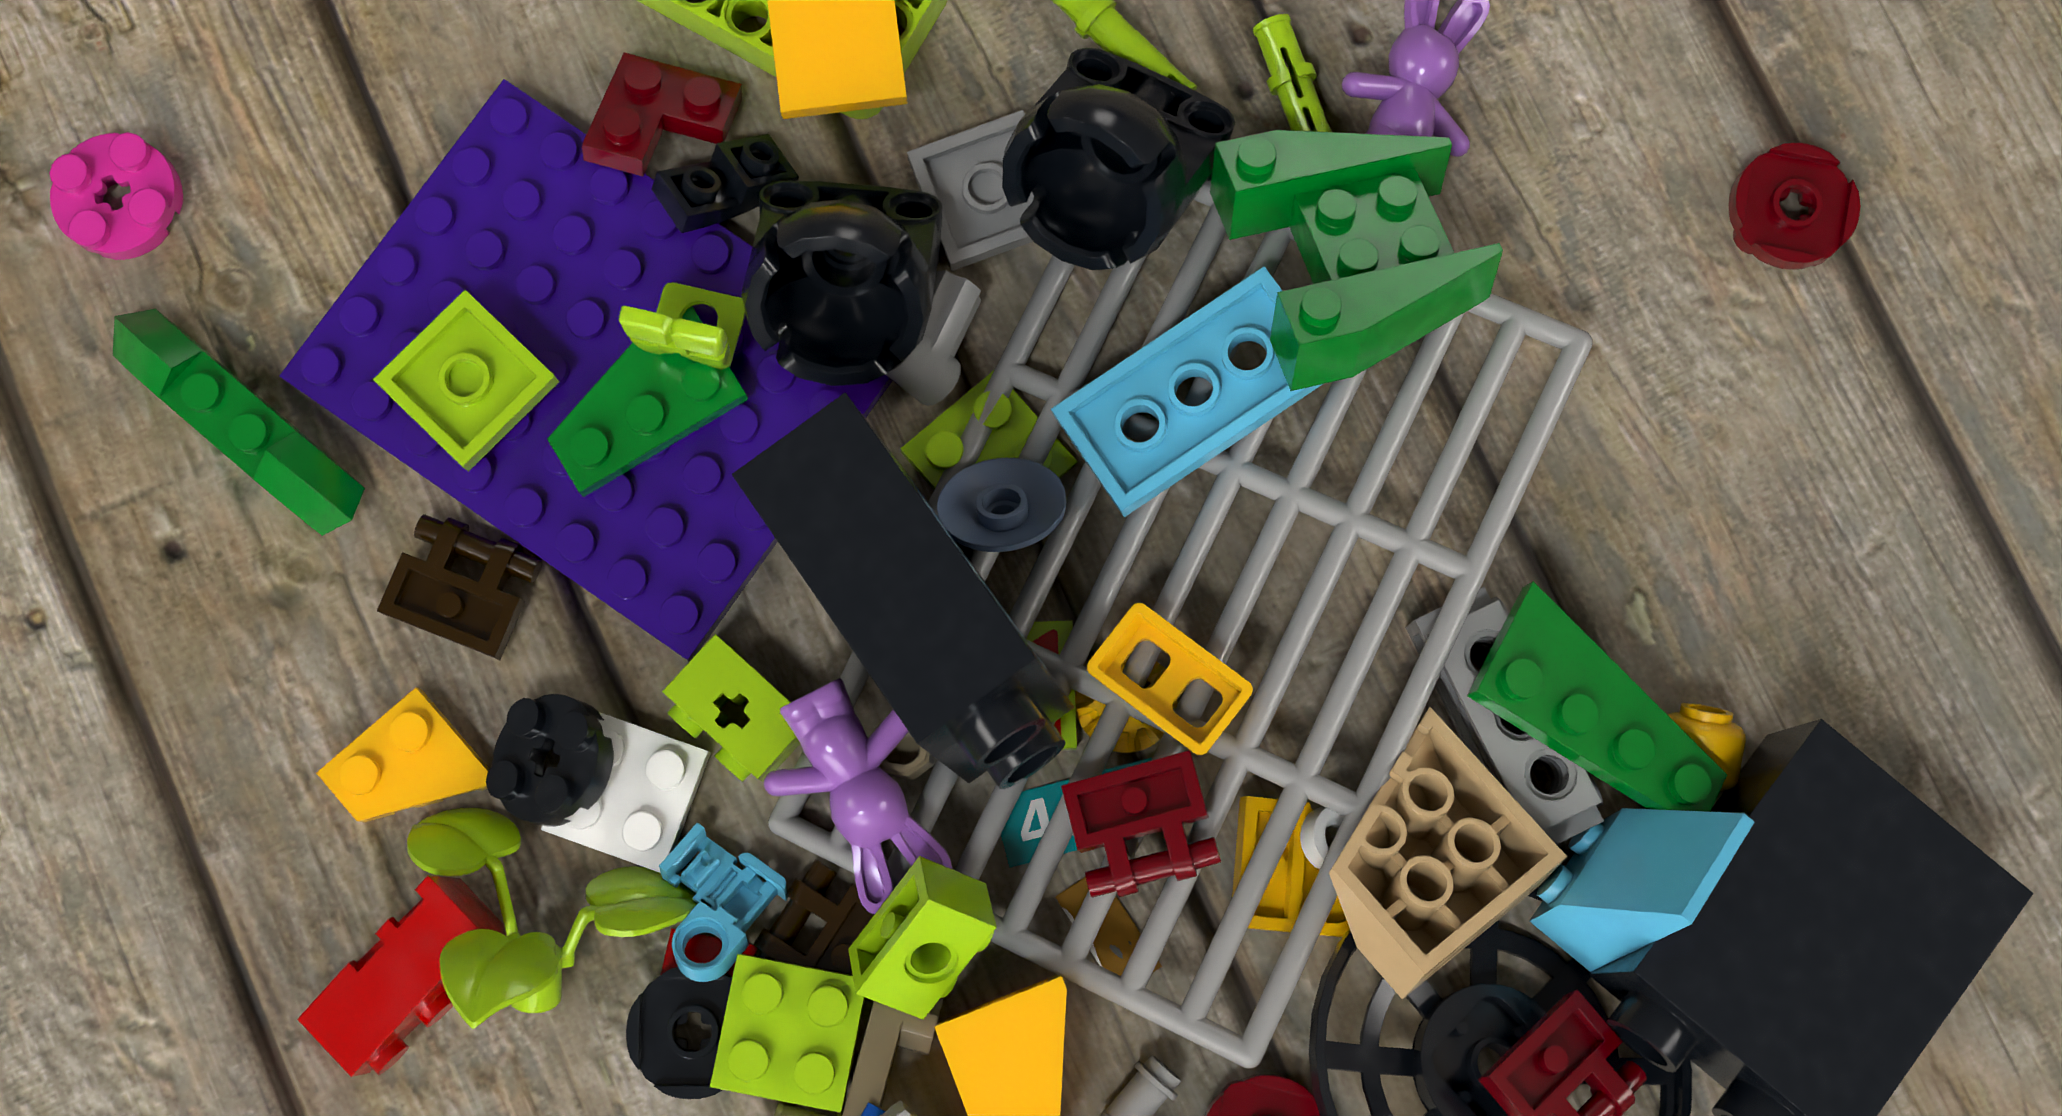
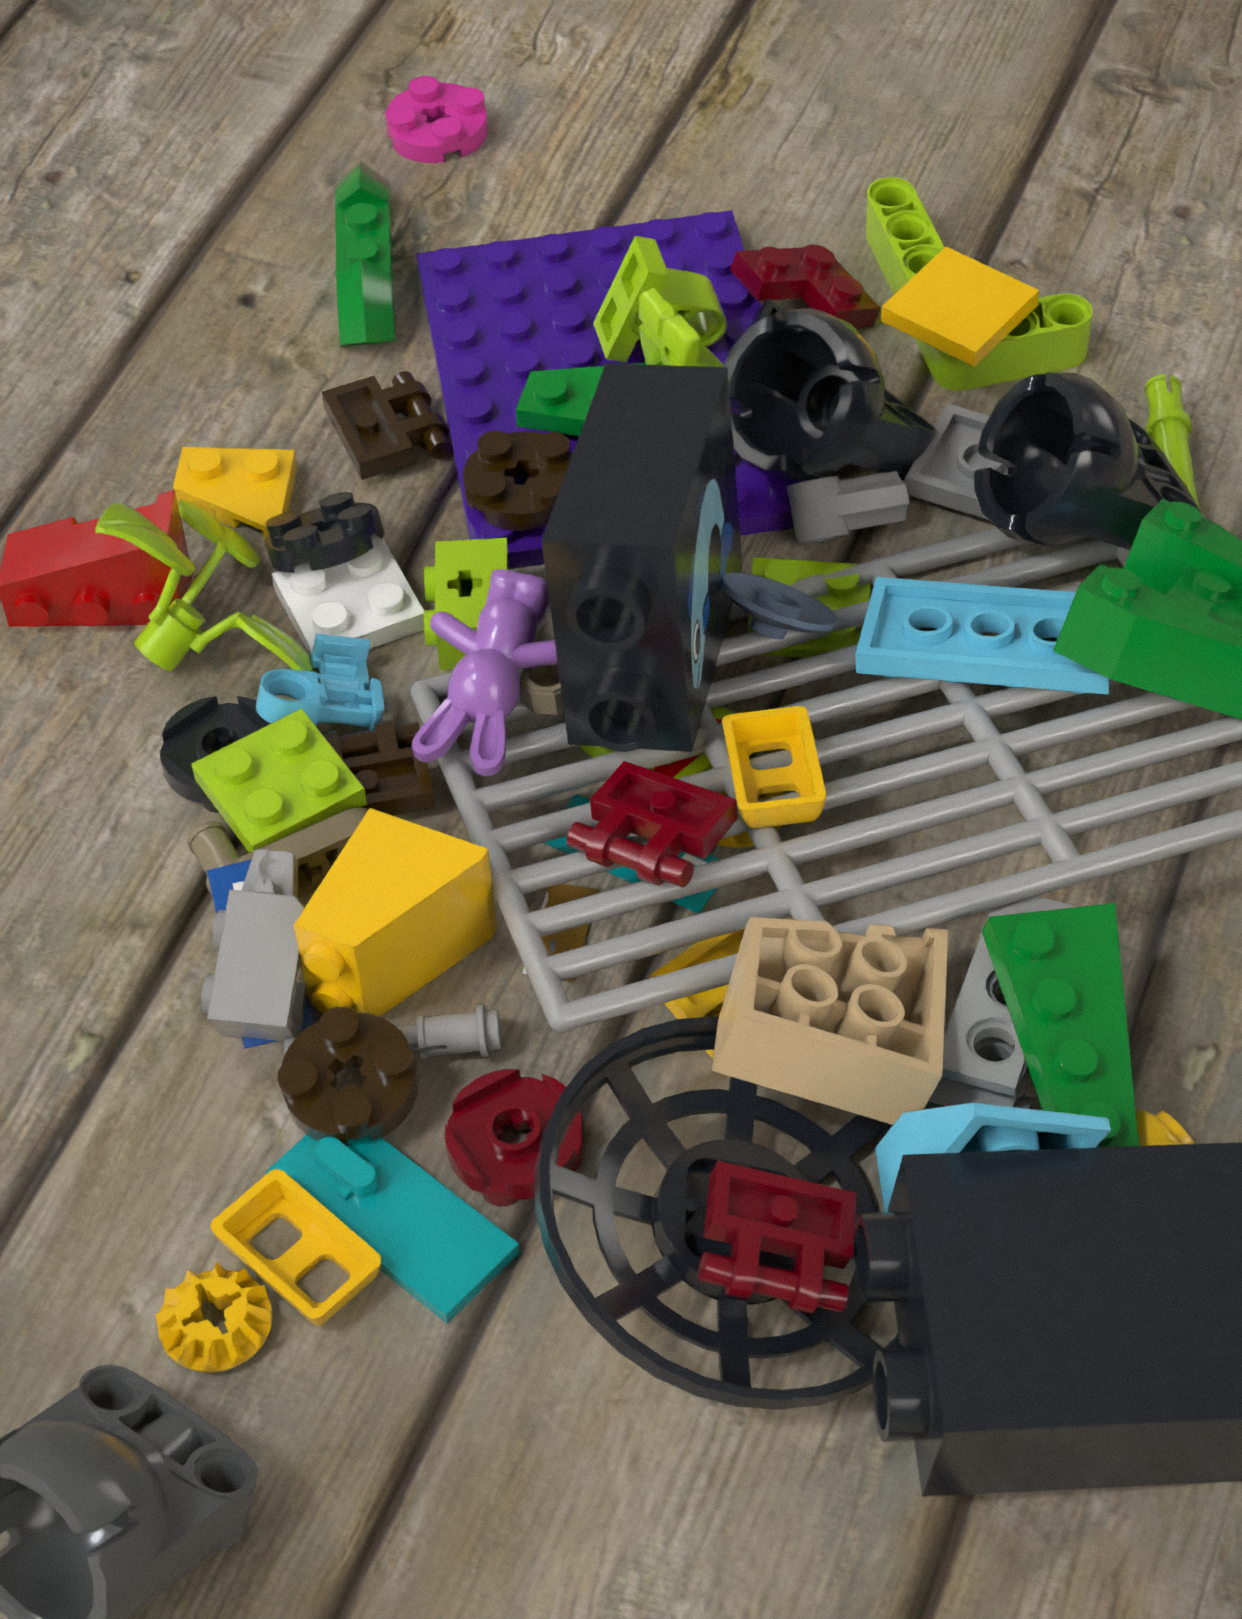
camera: 50 degrees right, 30 degrees down
(466, 380) = (519, 312): lime plate -> none
(589, 278) = (685, 291): none -> lime tile
(619, 551) = (506, 456): none -> dark brown plate
(922, 938) = (461, 765): lime brick -> none

